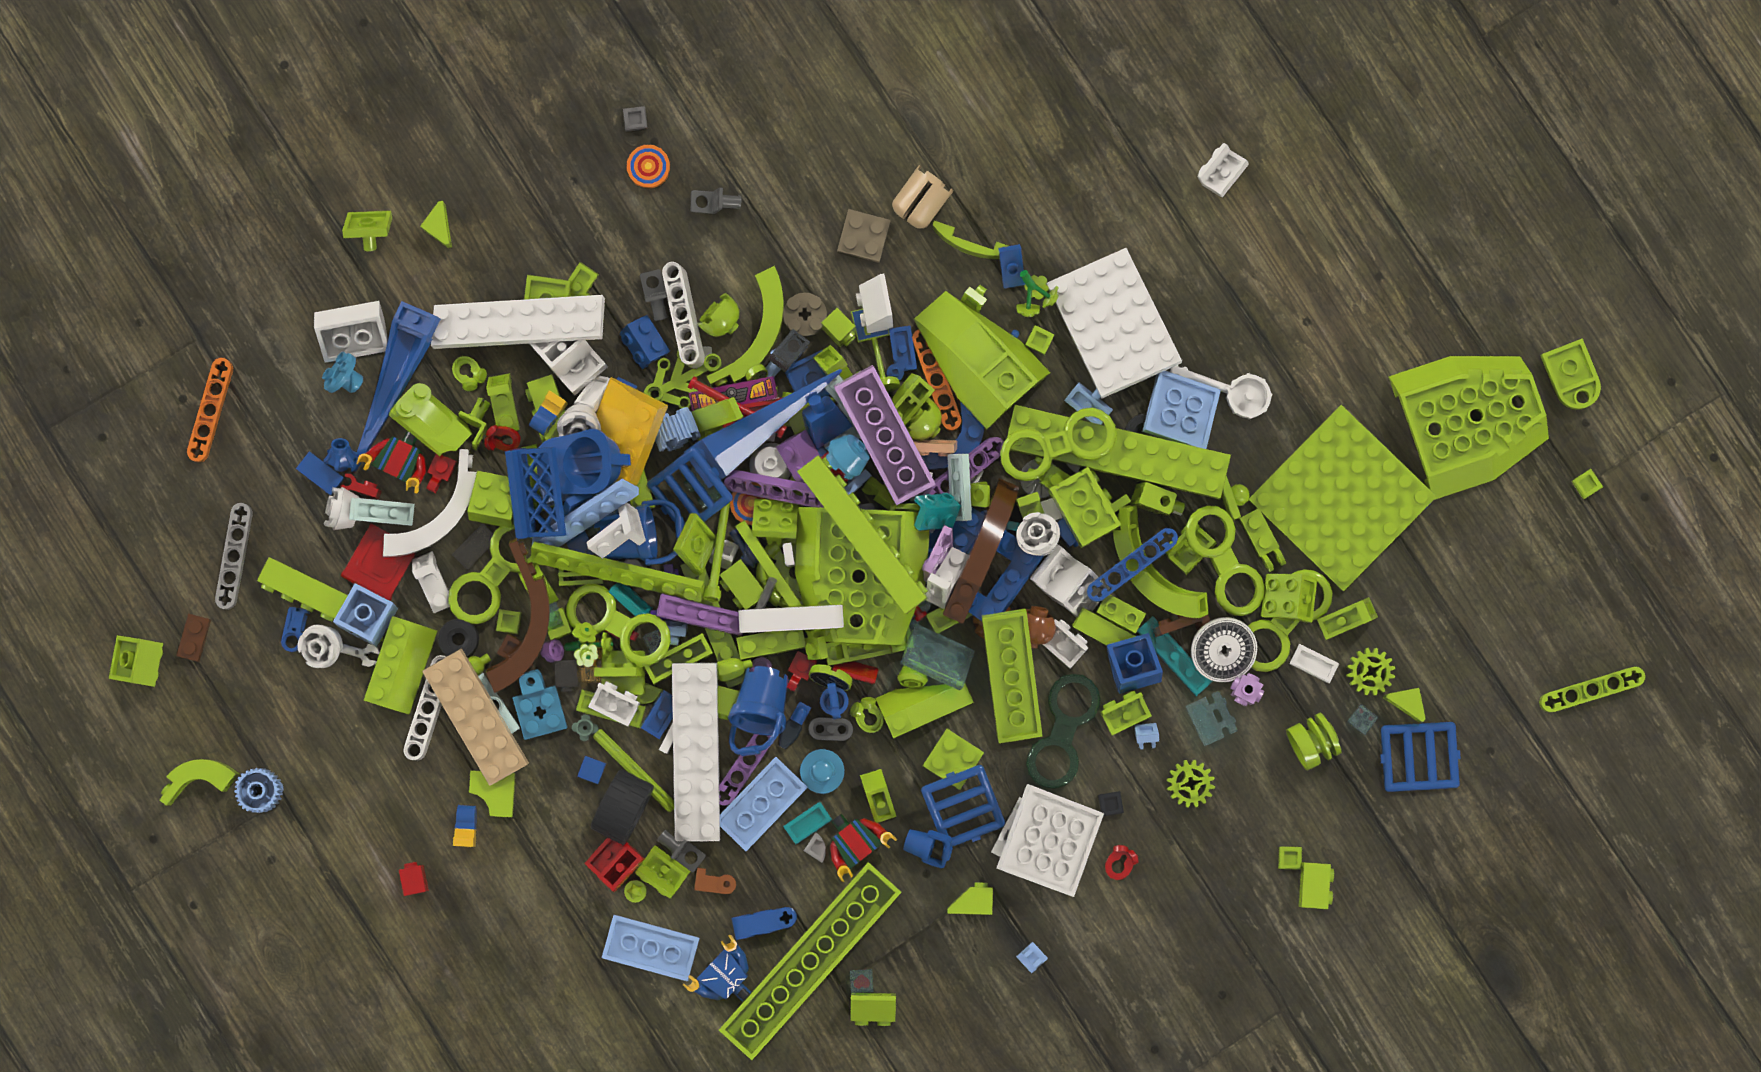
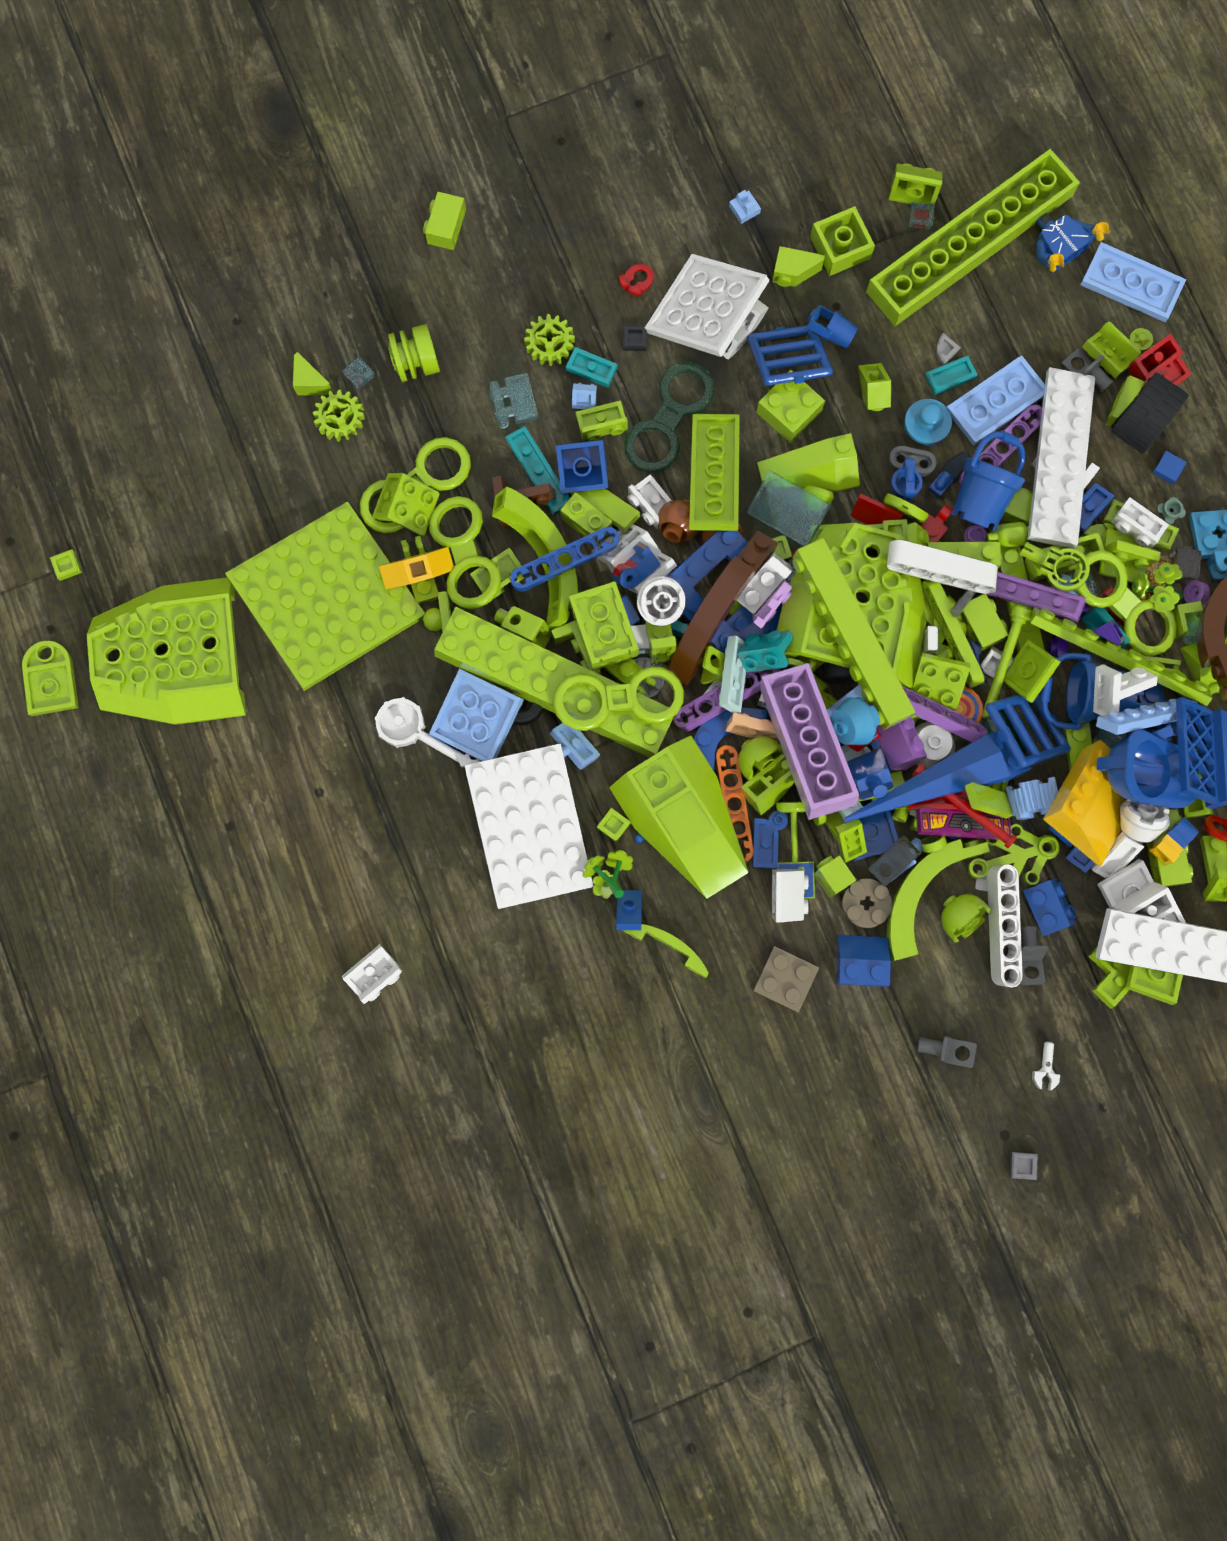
camera: 165 degrees left, 5 degrees down
(627, 203) = (1046, 1069): none -> white bar
(629, 590) = (1111, 632): none -> dark purple slope
(633, 768) = (1125, 459): lime axle -> none
(642, 829) = (1126, 394): none -> lime slope
(648, 166) = (1016, 1106): tile -> none
(689, 648) = (1041, 557): none -> lime pin
(717, 884) = (1058, 332): dark orange leg -> none
(762, 922) = (1012, 285): blue piece -> none
(800, 262) = (863, 961): none -> blue slope
(855, 842) = (907, 342): torso -> none
(857, 712) = (868, 479): lime piece -> none
(929, 204) = (705, 998): tan cylinder -> none
(933, 933) = (842, 241): none -> lime brick
(974, 298) = (677, 882): lime tile -> none
(1066, 568) = (636, 568): none -> blue leg
(1145, 764) = (591, 367): none -> teal plate
(1239, 655) = (469, 459): piece -> none
(1239, 693) = (469, 425): lavender brick -> none
(1263, 533) = (416, 568): none -> yellow slope
(1290, 858) = (464, 254): lime tile -> none
(1314, 663) = (395, 436): white tile -> none
(1347, 618) = (347, 471): lime bracket -> none
(1429, 729) = (302, 299): blue bar -> none
(1600, 682) = (107, 354): lime beam -> none

